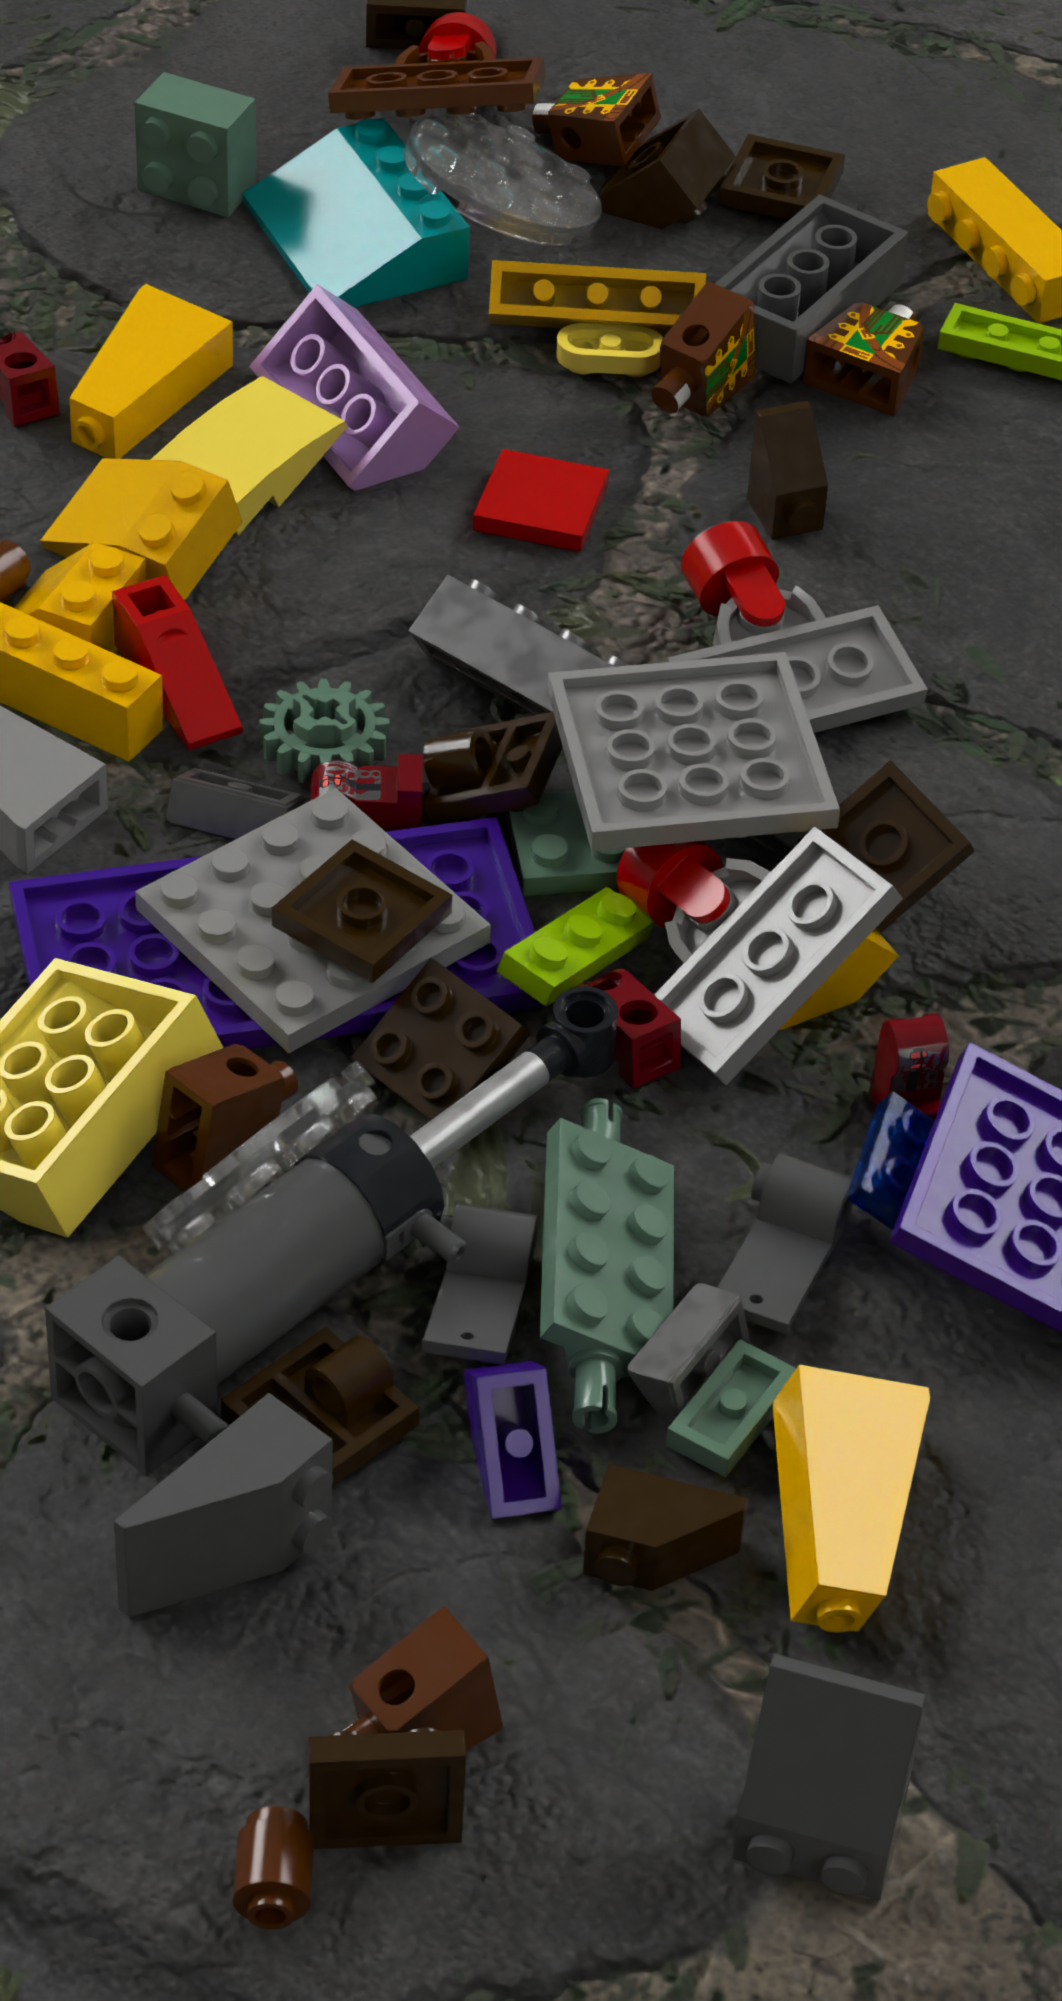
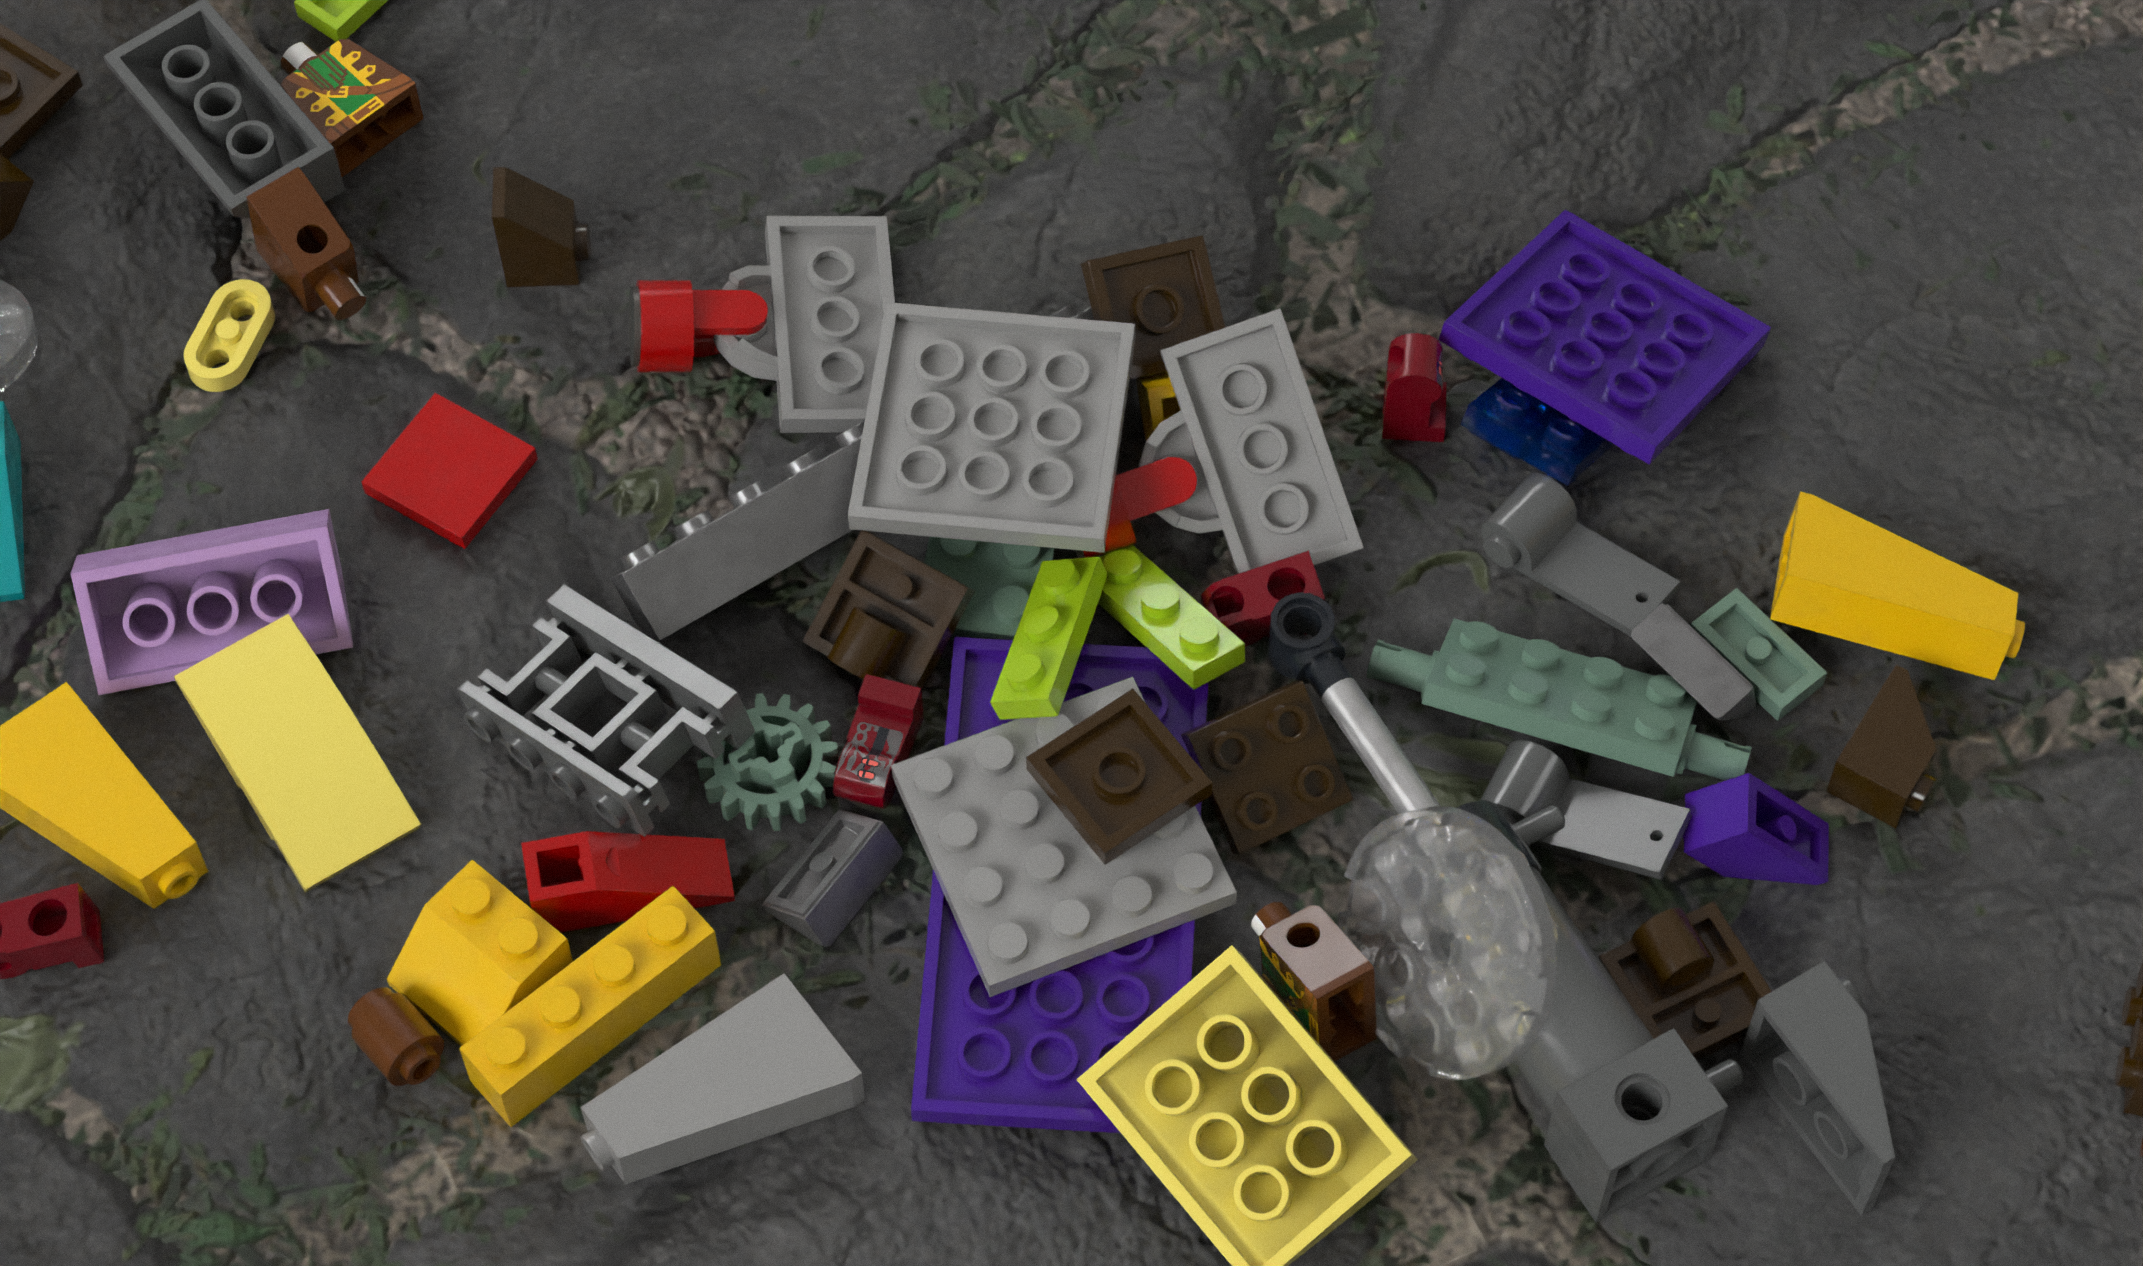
camera: 70 degrees left, 15 degrees up
(152, 510) = (372, 858): yellow slope -> none
(320, 609) = (631, 669): none -> dark grey fence
(431, 1681) = (2061, 981): reddish brown torso -> none
(509, 860) = (1049, 638): none -> lime plate
(589, 294) = (159, 320): yellow brick -> none

